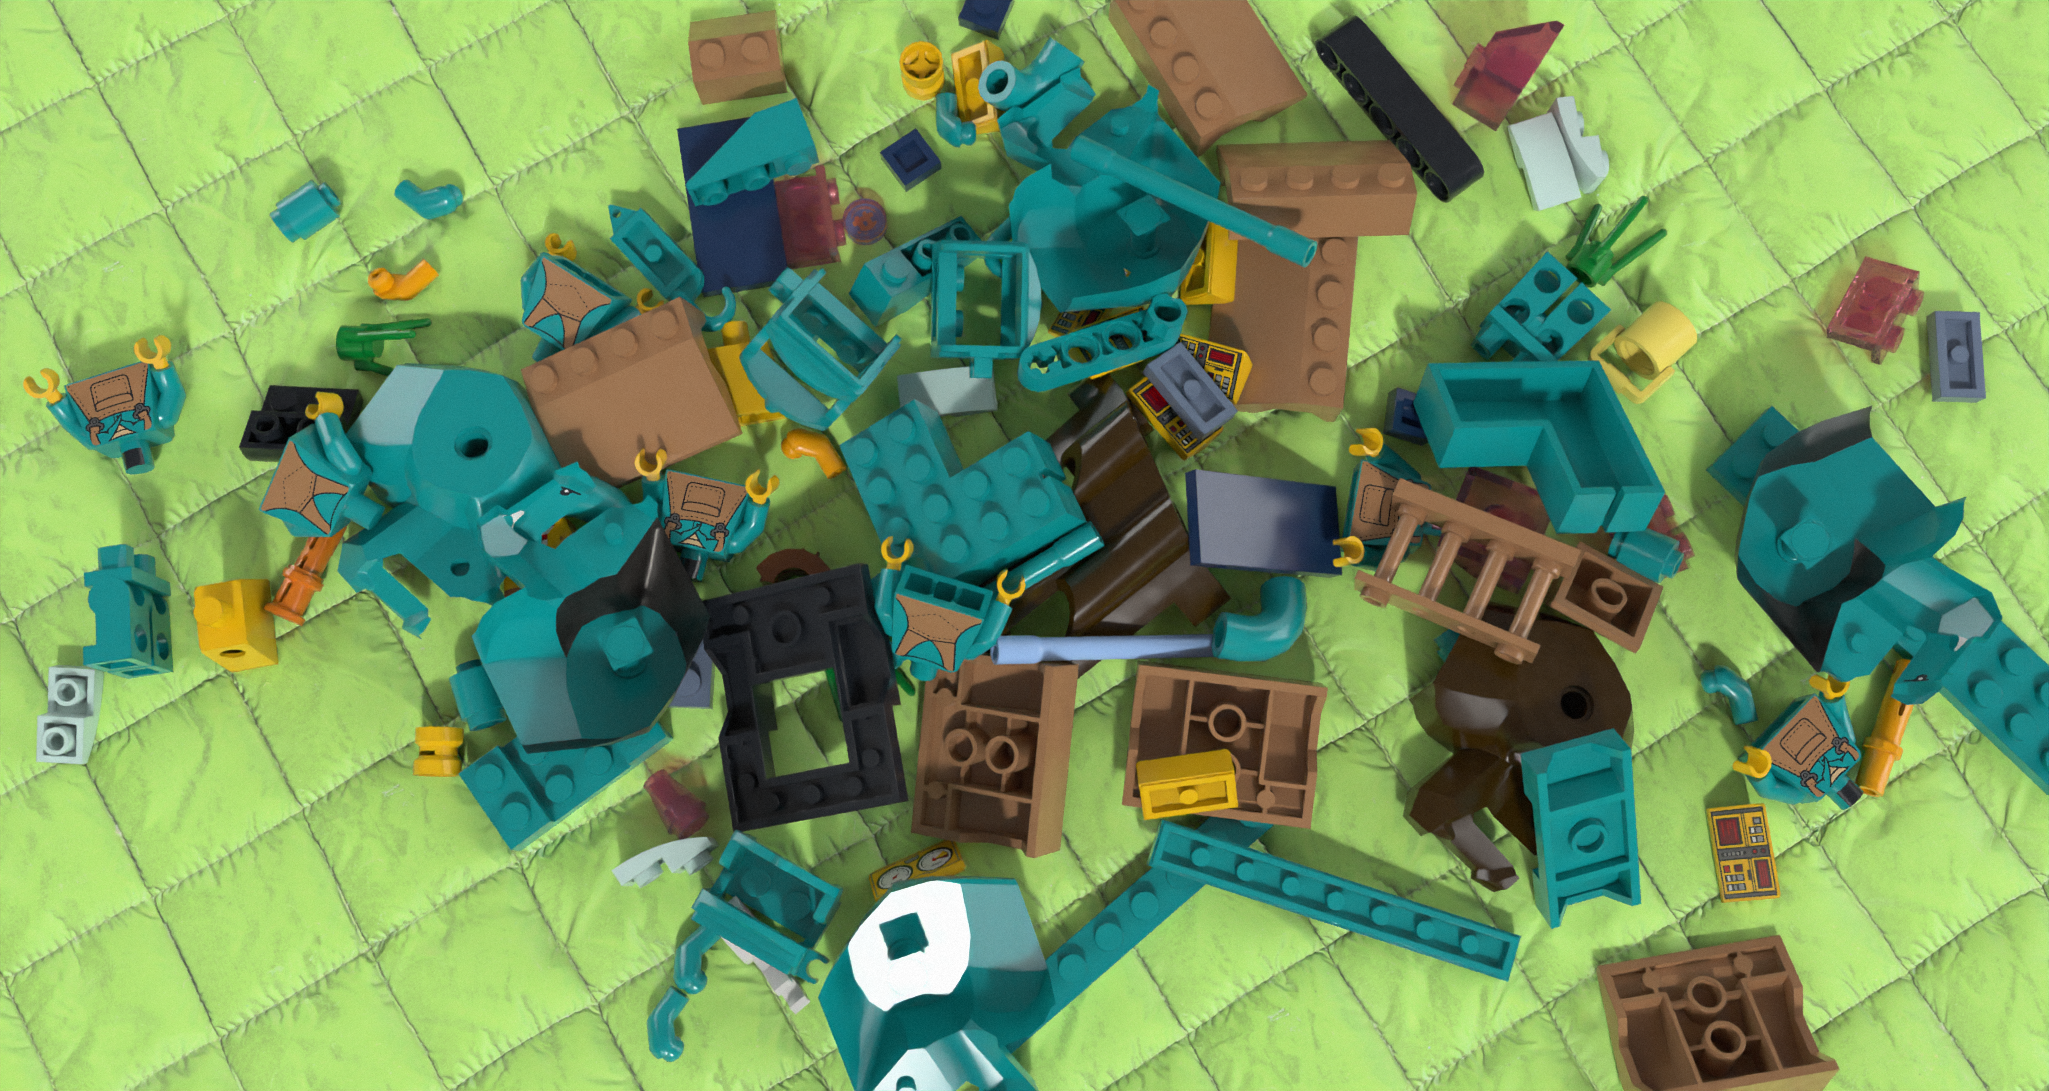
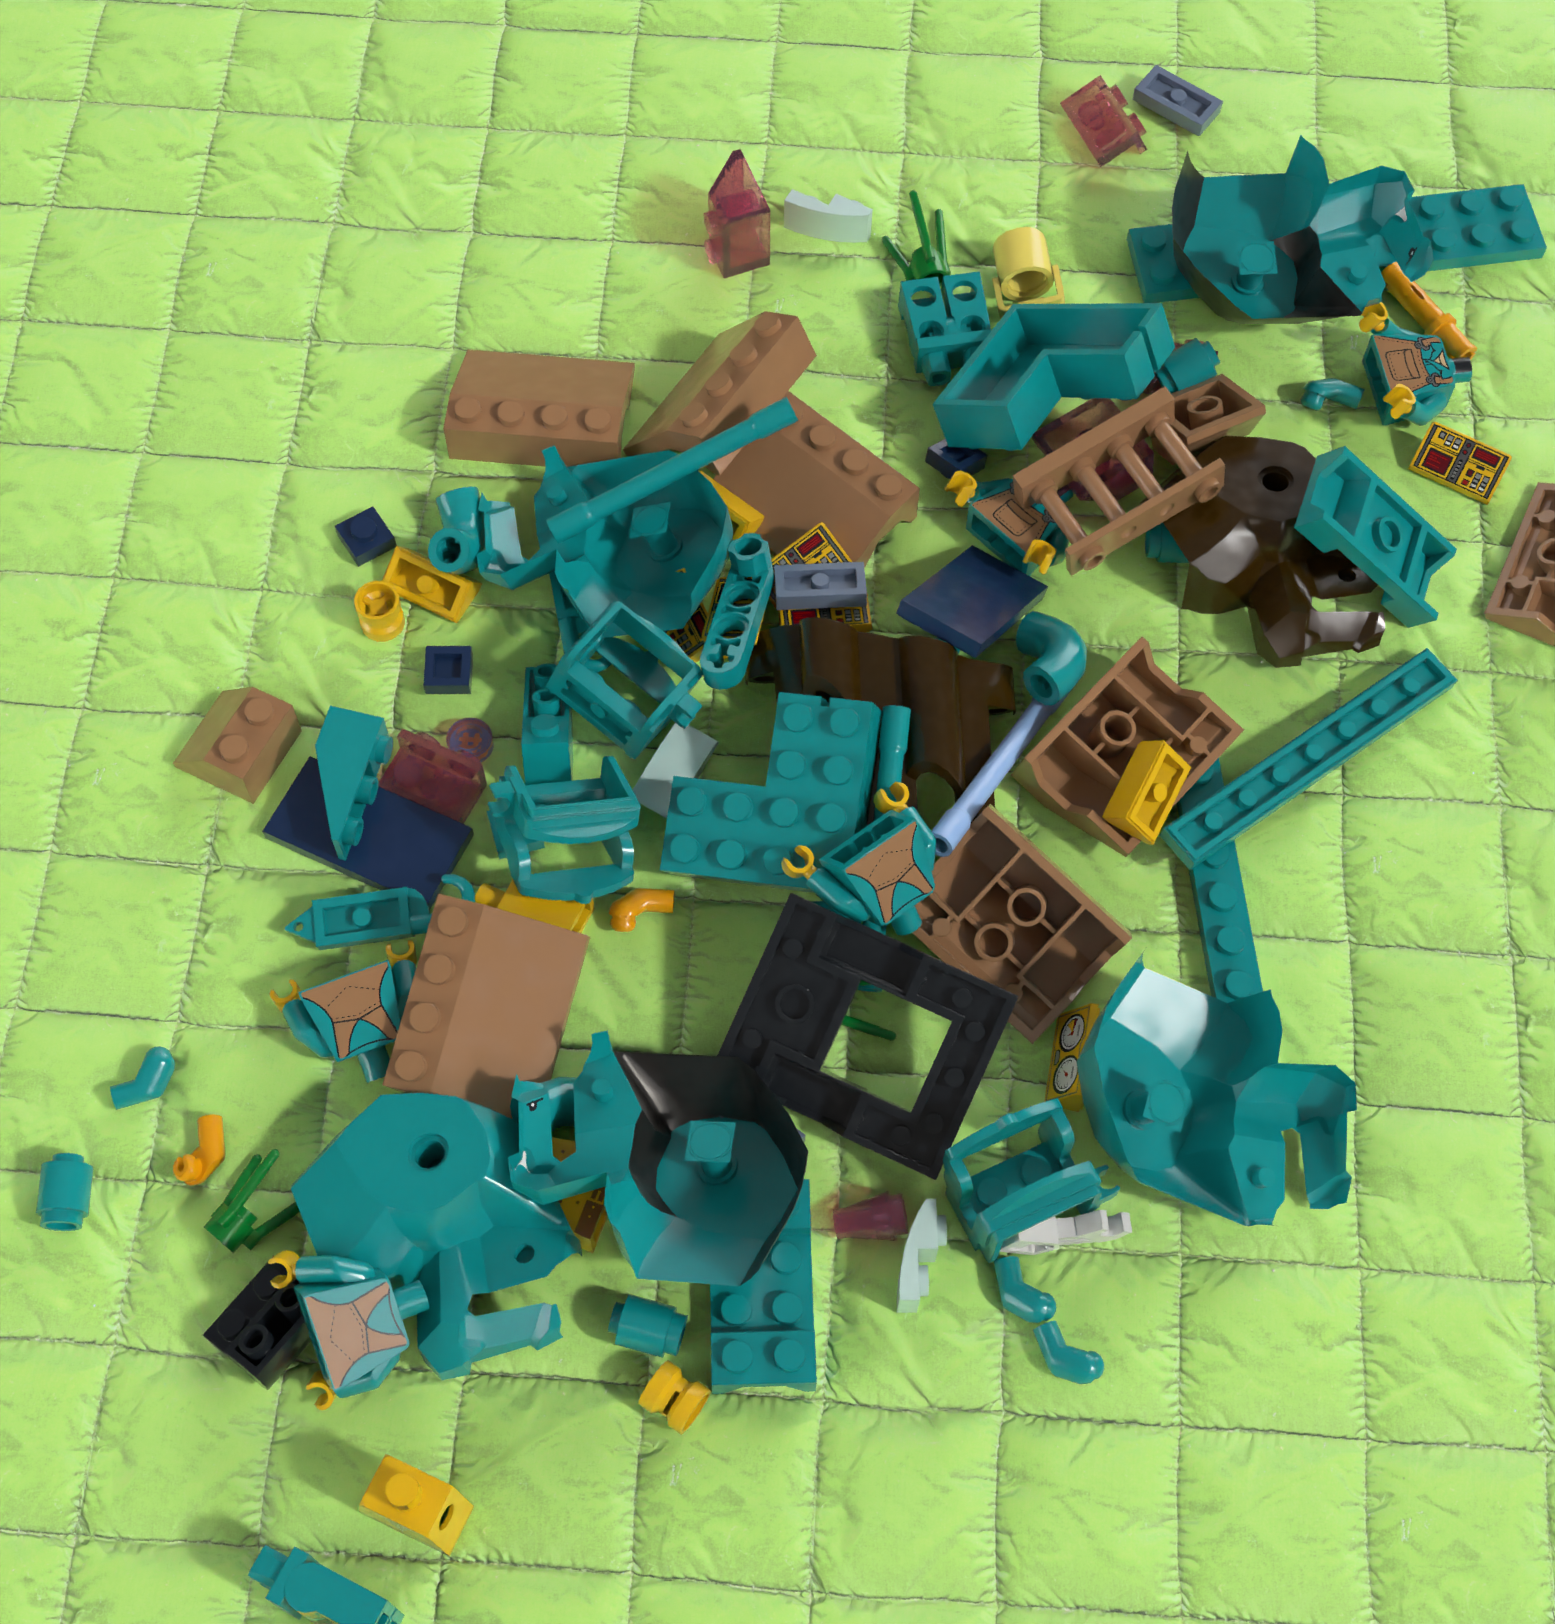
camera: 55 degrees left, 15 degrees down
(120, 409) = (113, 1486): torso -> none
(303, 578) = (417, 1422): orange pin -> none
(705, 514) = (640, 1012): torso -> none
(789, 563) = (732, 977): reddish brown piece -> none
(950, 125) = (444, 623): teal arm -> none
(1399, 108) = (691, 306): black beam -> none
(1545, 161) = (816, 240): light aqua slope -> none

